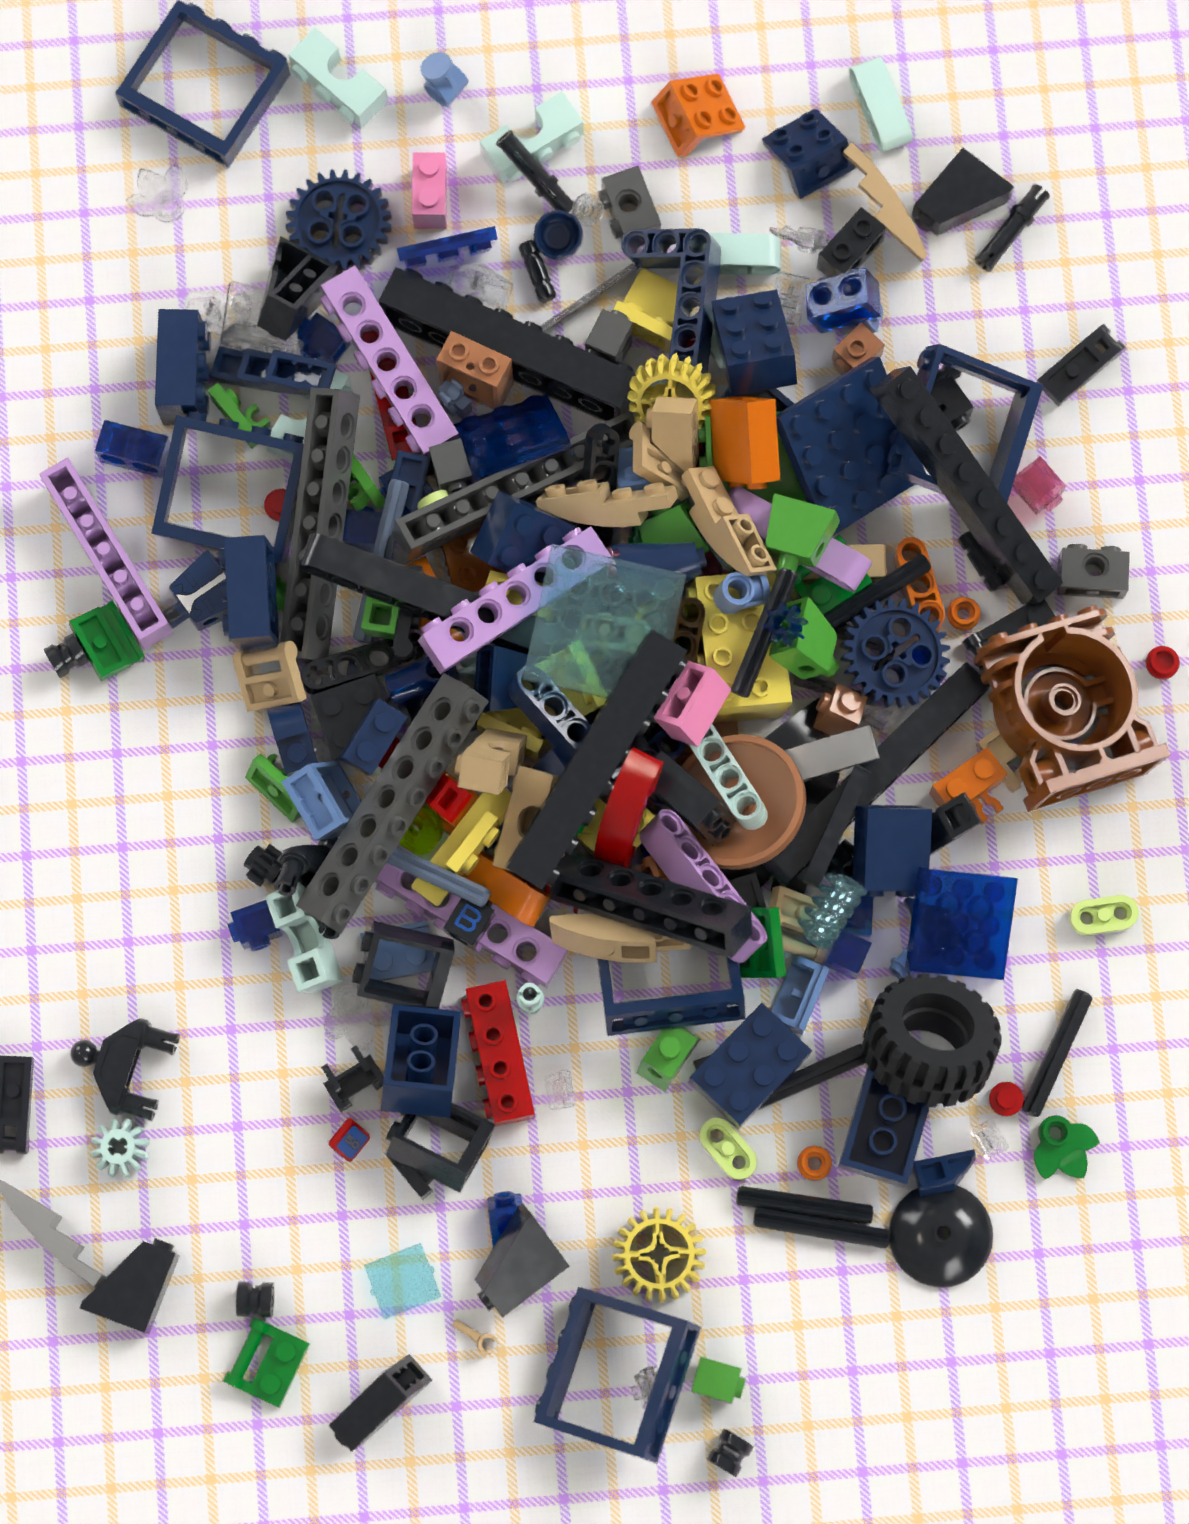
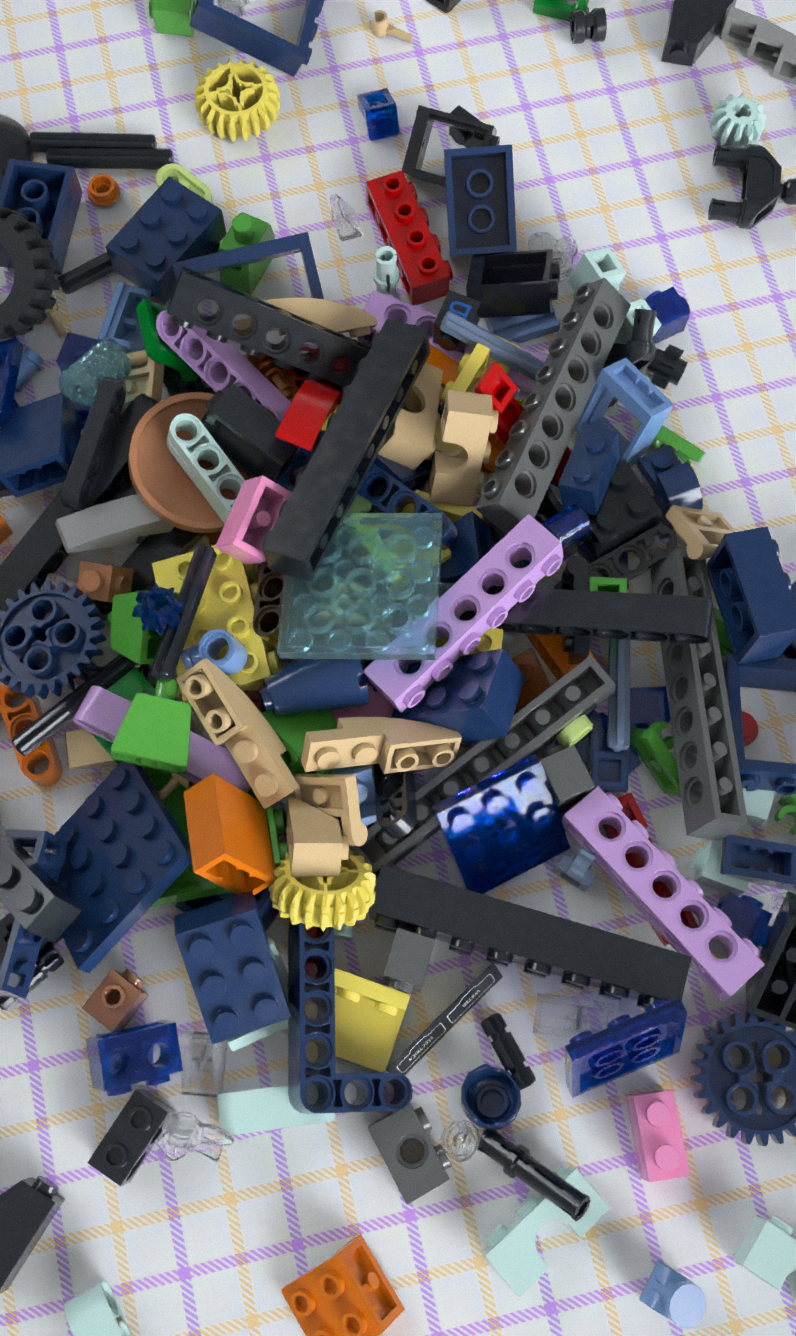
camera: 170 degrees right, 5 degrees down
(349, 1140) = (534, 157): slope -> none
(352, 1080) = (536, 204): black piece -> none
(402, 1281) = (462, 63): clear light blue piece -> none
(478, 366) = (543, 891): nougat window -> none
(518, 1264) = (359, 71): black slope -> none
(810, 152) = (195, 1267): dark blue bracket -> none
(892, 210) = (84, 1190): tan slope -> none

